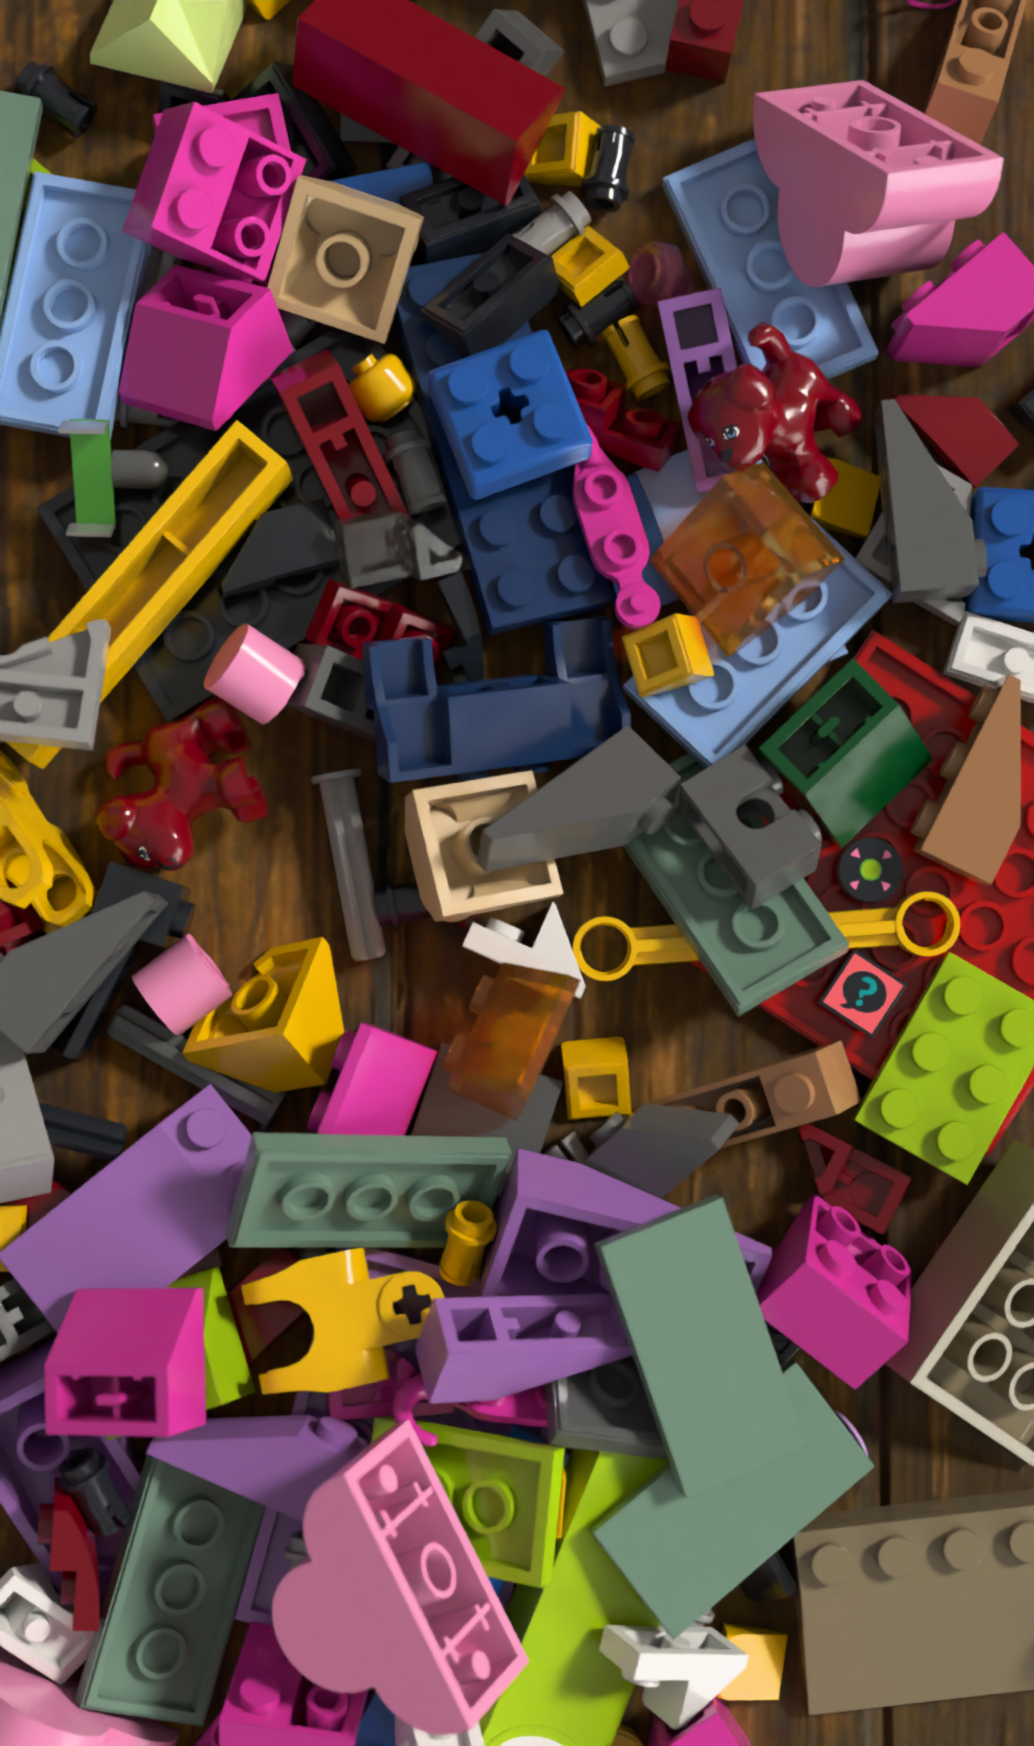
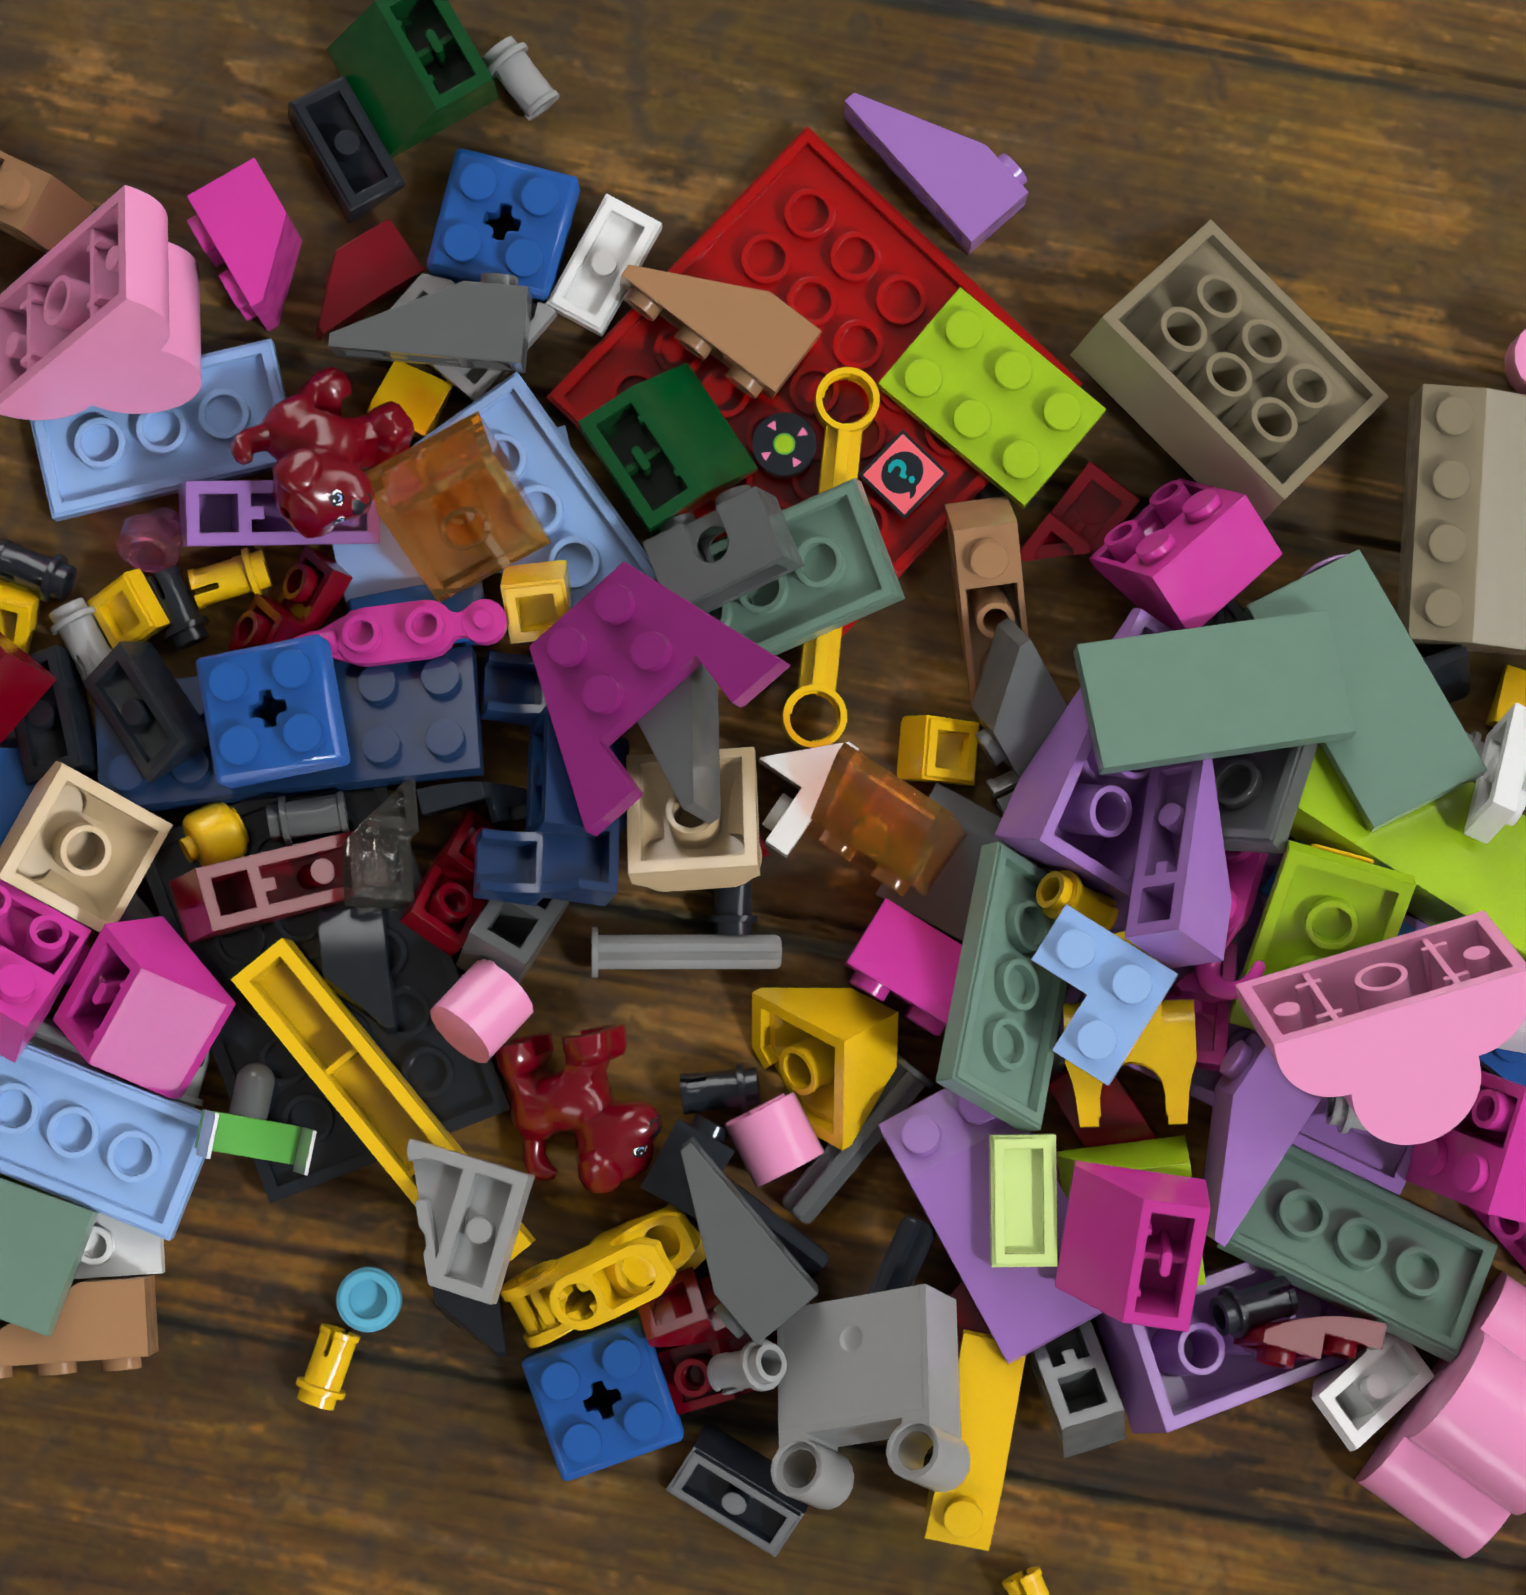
camera: 80 degrees left, 0 degrees up
(157, 1242) = (1023, 1200): none -> yellowish green tile
(223, 923) = (720, 1090): none -> black pin
(381, 1303) = (1120, 990): none -> light blue plate
(618, 739) = (616, 662): none -> magenta wing

